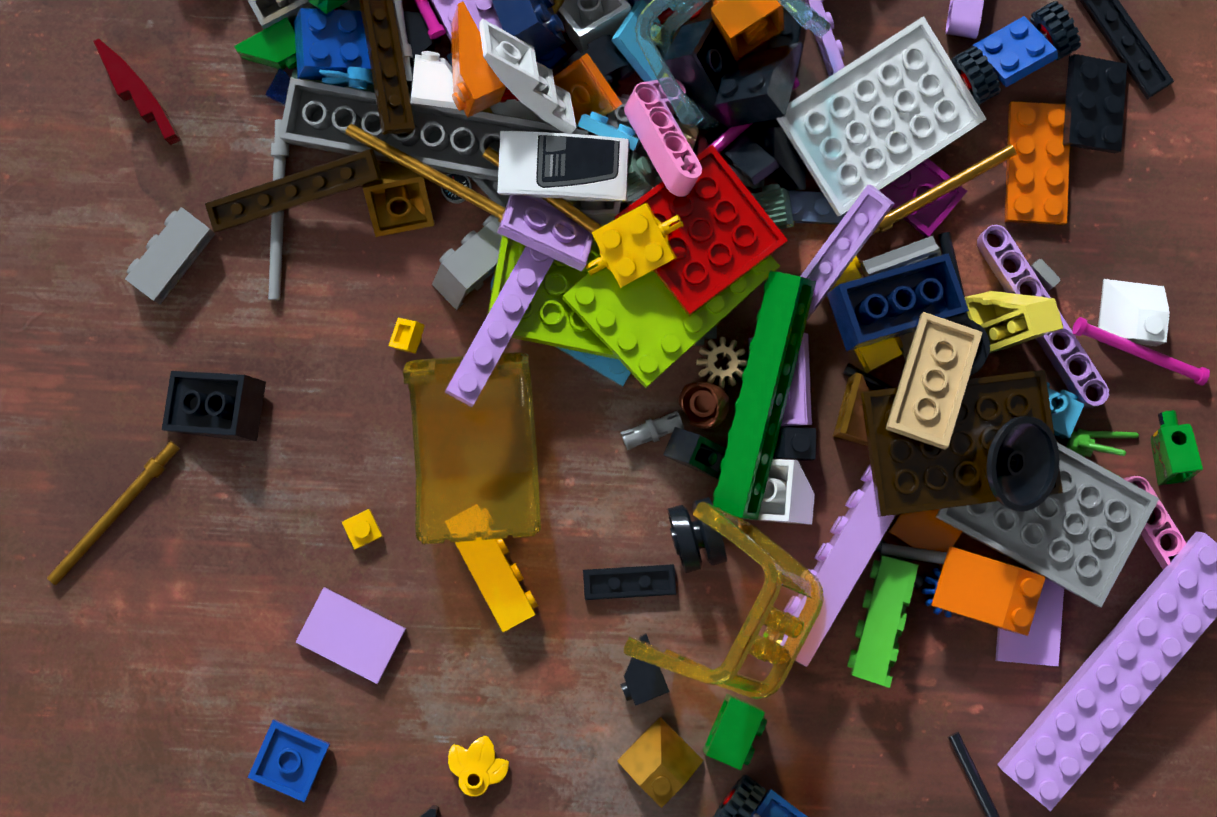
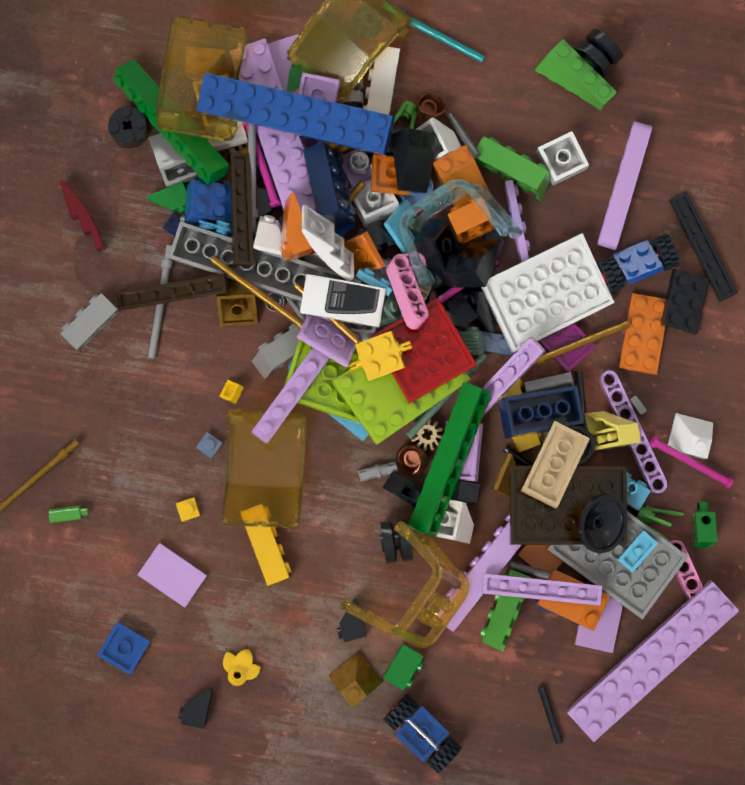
camera: 10 degrees right, 0 degrees up
(172, 560) = (67, 514): none -> bright green cylinder
(214, 405) = (105, 420): black slope -> none
(382, 424) = (209, 445): none -> sand blue plate
(629, 582) = (350, 564): black tile -> none
(725, 324) = (430, 412): none -> sand green bar
(939, 581) = (542, 589): none -> lavender plate
(1080, 501) = (637, 551): none -> medium azure plate

